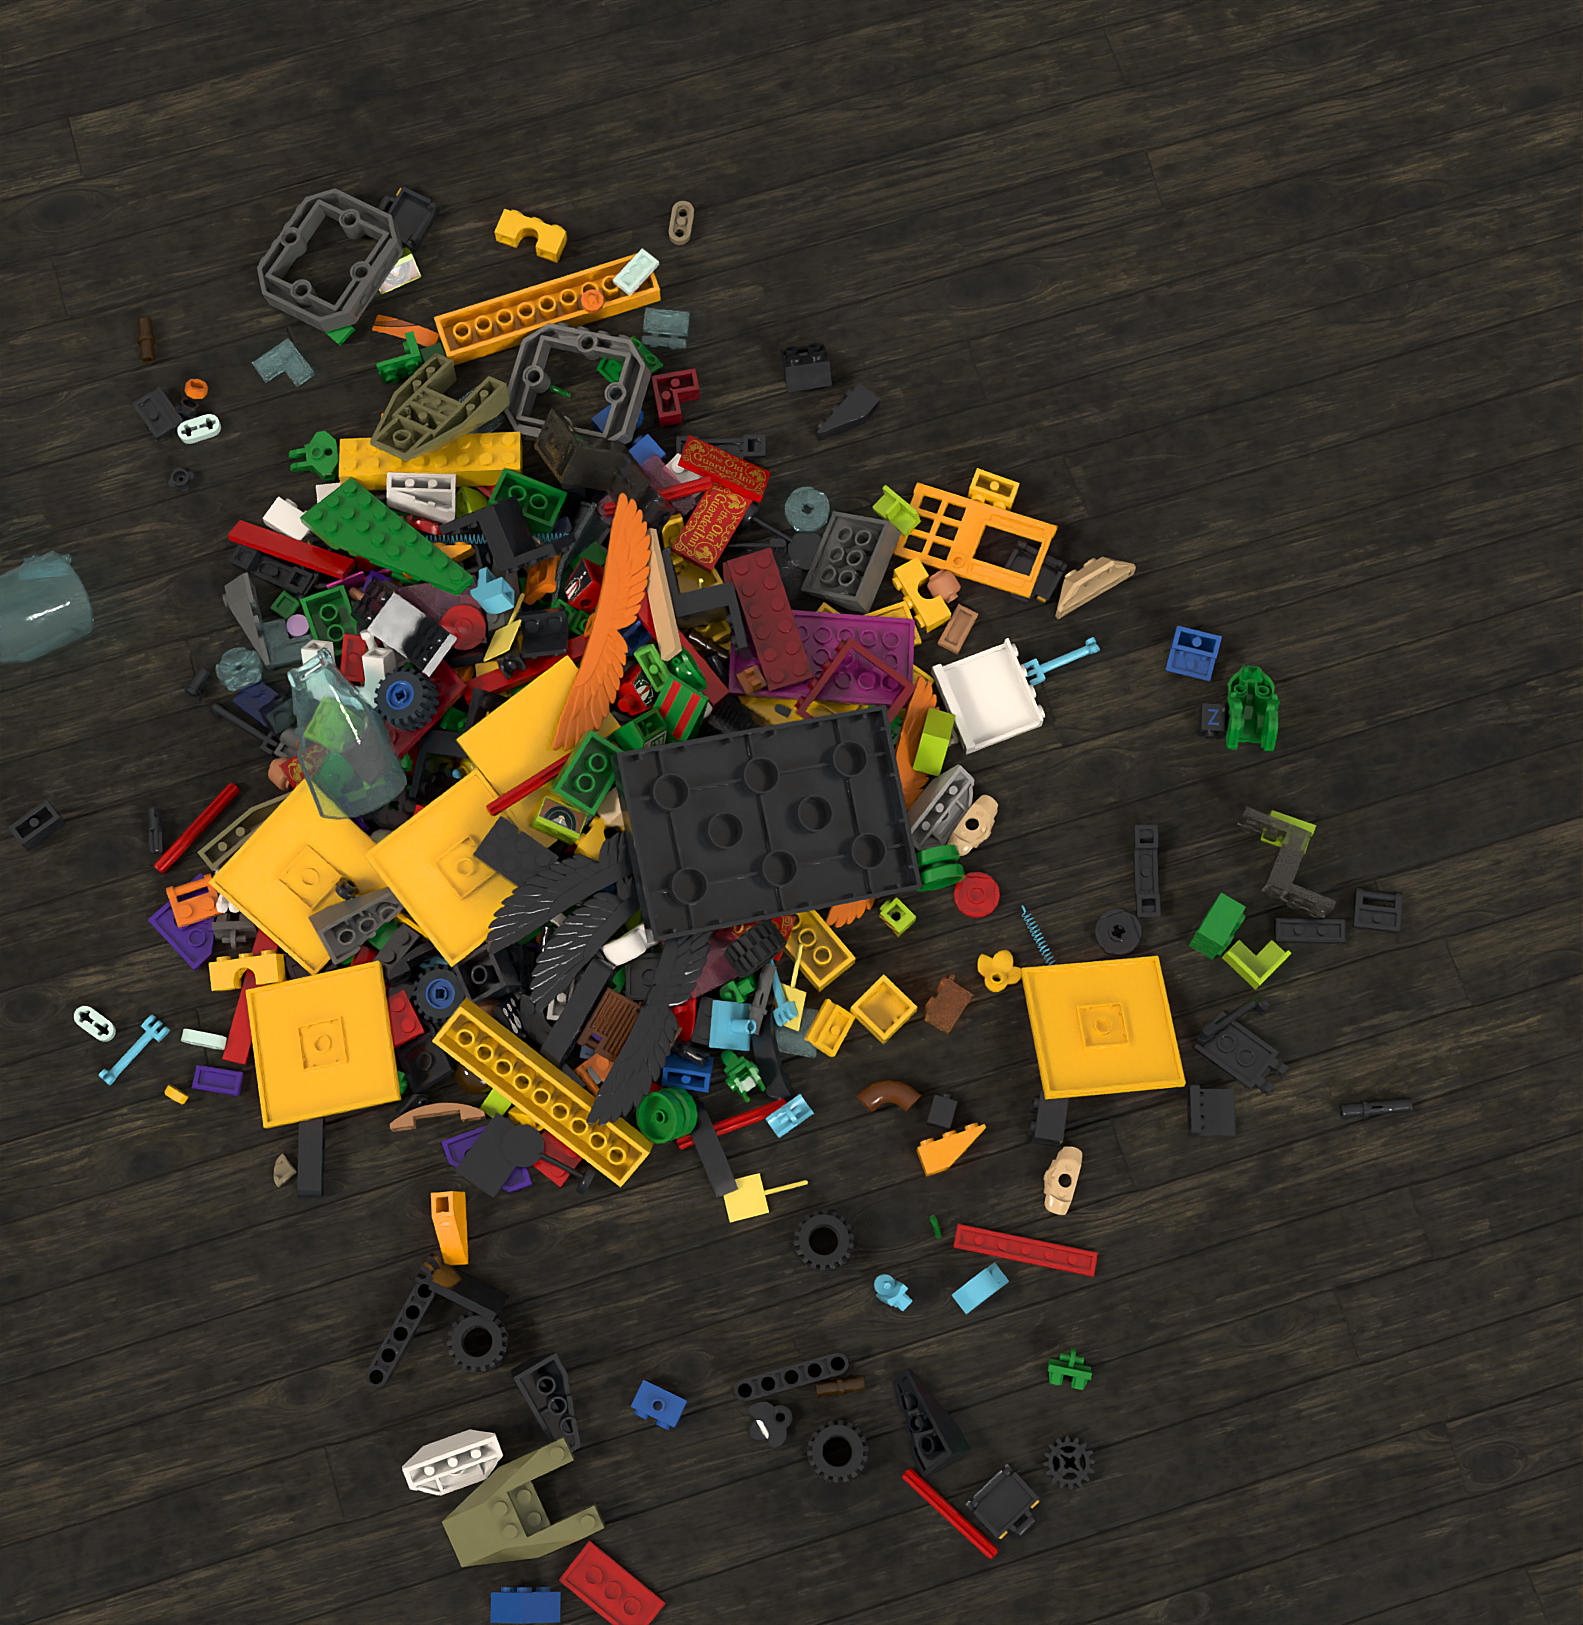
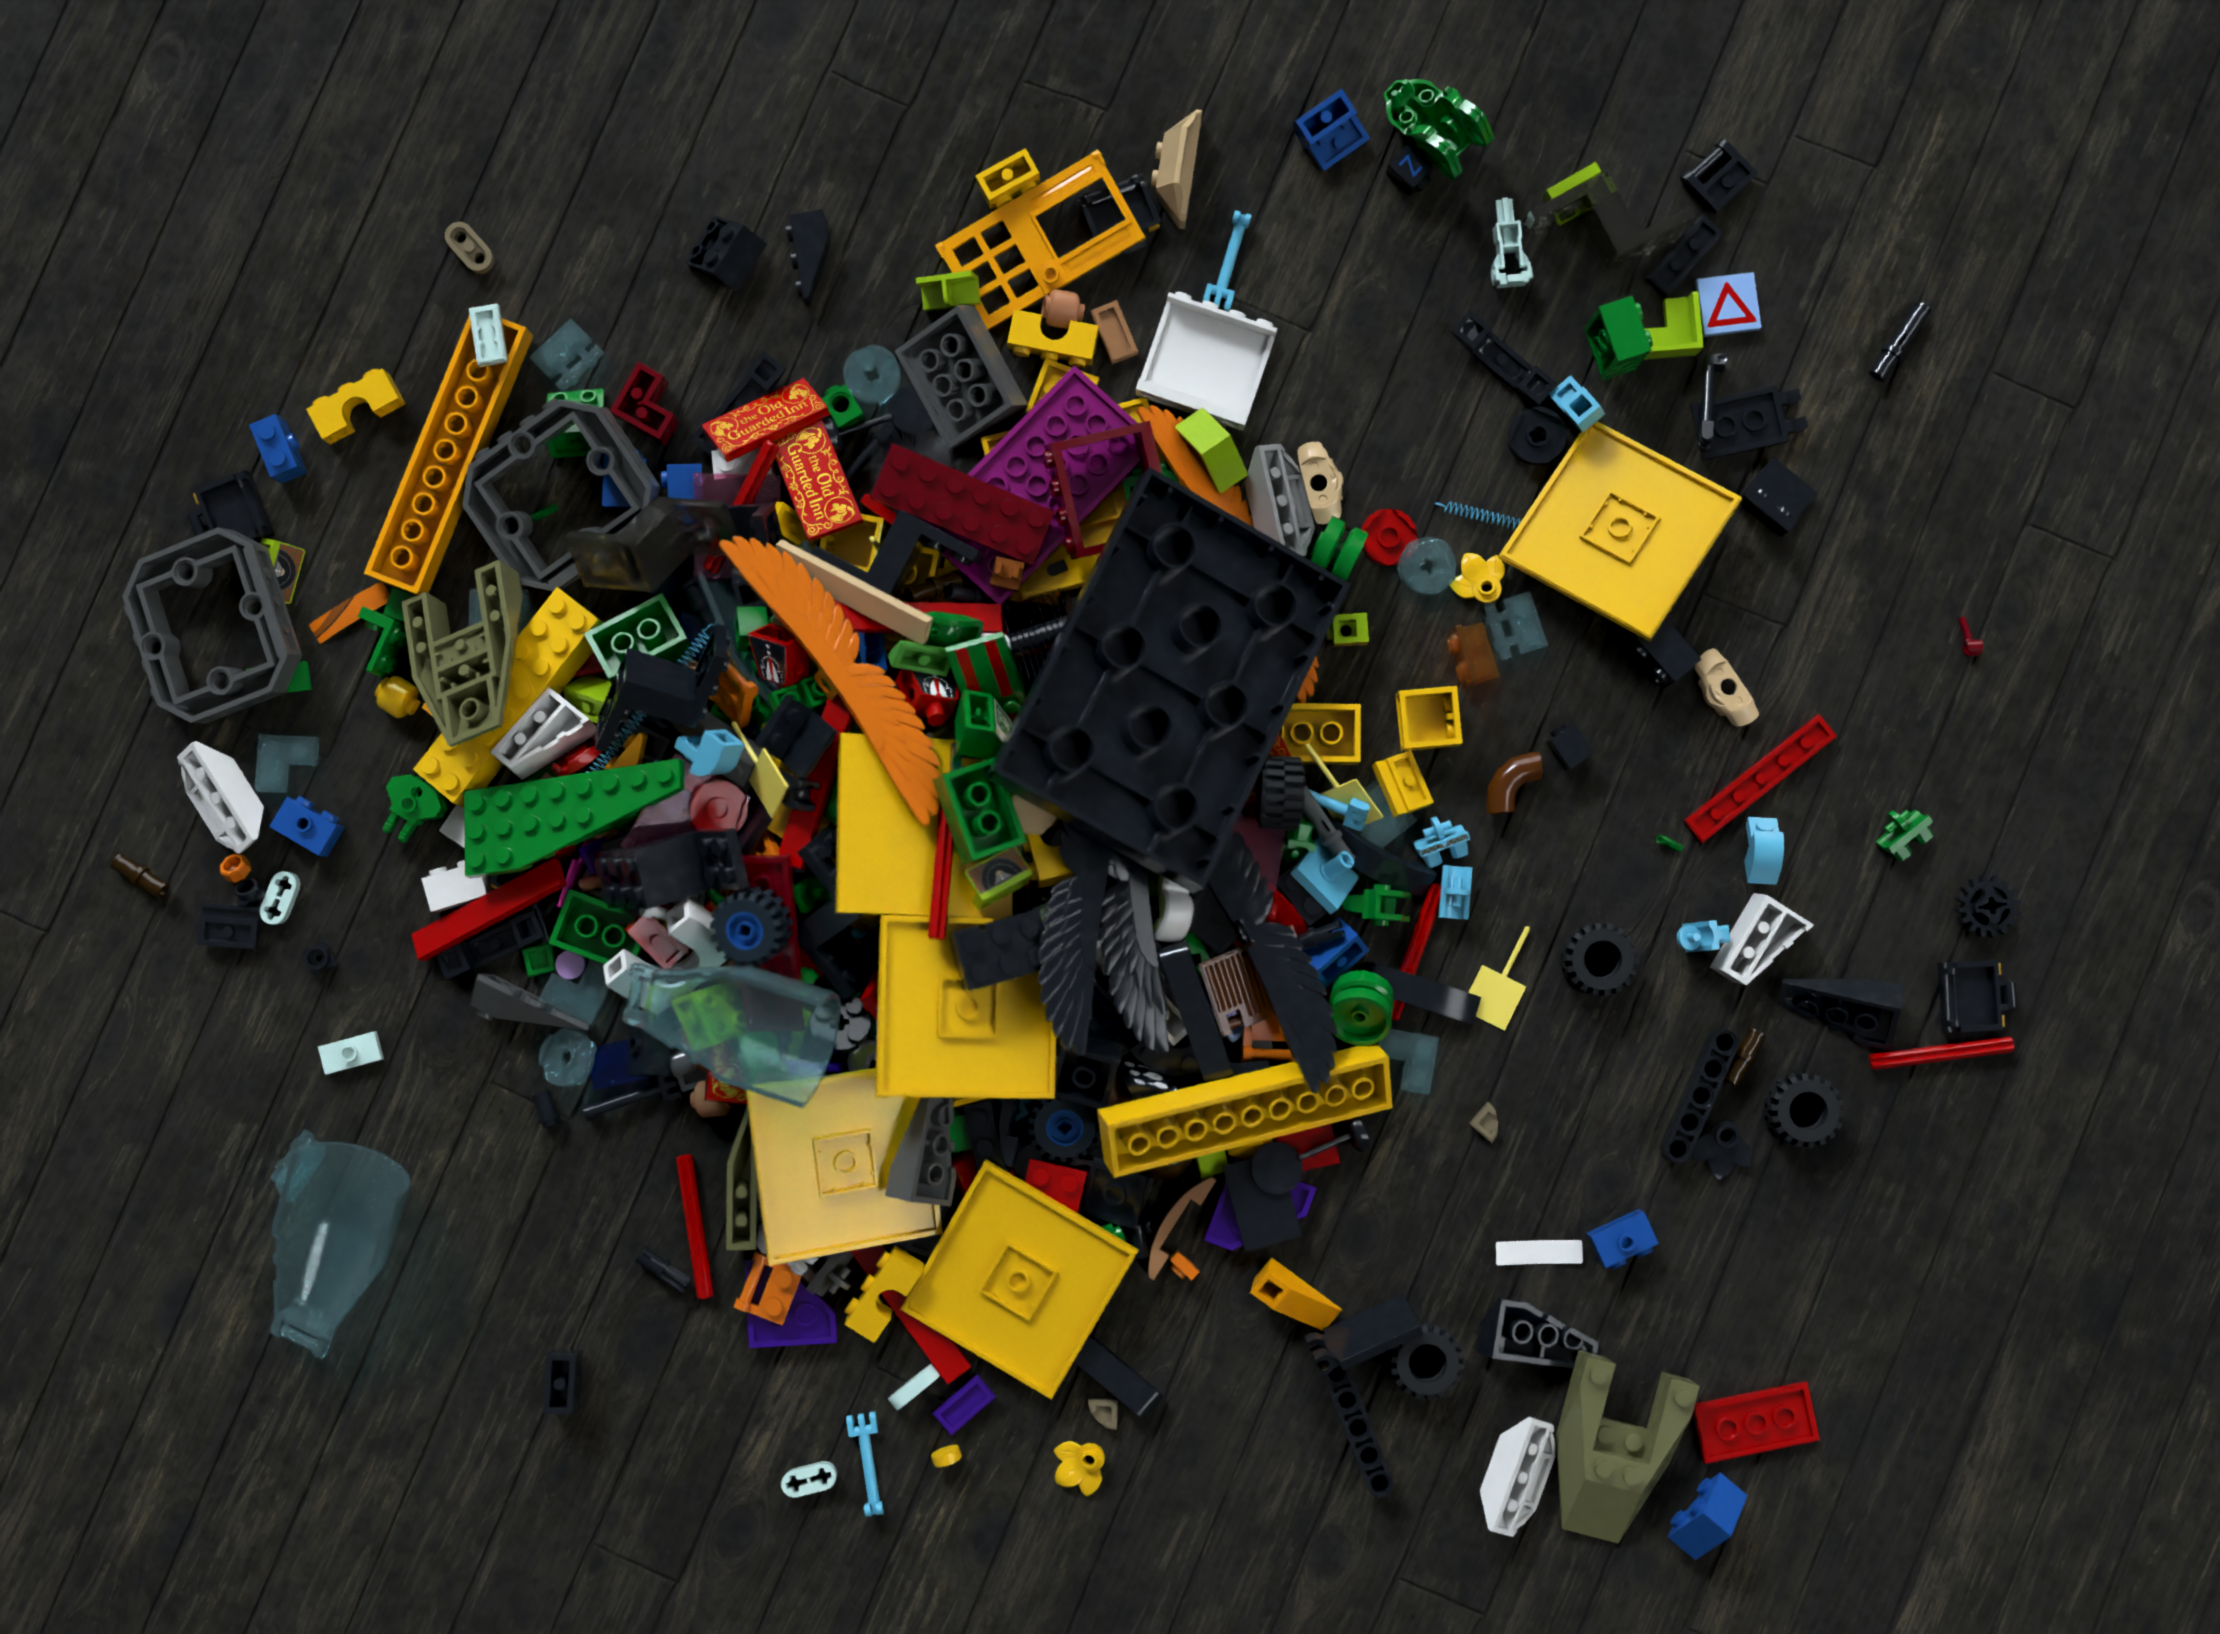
camera: 45 degrees left, 10 degrees up
(138, 543) = (350, 1052): none -> light aqua plate
(233, 346) = (221, 796): none -> white wedge
(233, 1181) = (1077, 1469): none -> yellow plate
(255, 409) = (307, 826): none -> blue brick
(346, 888) = (888, 1136): black plate -> none
(376, 396) = (397, 696): none -> yellow head
(414, 1142) = (1183, 1266): none -> orange plate
(468, 213) = (278, 448): none -> blue brick
(592, 301) = (482, 403): orange tile -> none
(606, 1360) = (1539, 1252): none -> white sticker
(662, 1258) = (1486, 1122): none -> dark tan tile
(669, 1178) = (1418, 1055): none -> clear light blue plate
(772, 517) = (851, 416): none -> green brick
(804, 1078) = (1439, 838): none -> medium azure hips
(922, 1330) = (1757, 938): none -> white wedge
(941, 1154) = (1610, 773): light orange slope -> none
(966, 937) = (1441, 573): none -> clear light blue plate
(995, 1021) = (1523, 623): none -> clear light blue plate
(1157, 939) = (1577, 404): none -> medium azure brick
(1221, 815) = (1507, 239): none -> light aqua piece
(1225, 1315) = (1970, 646): none -> dark red hand
(1303, 982) = (1728, 304): none -> light blue tile

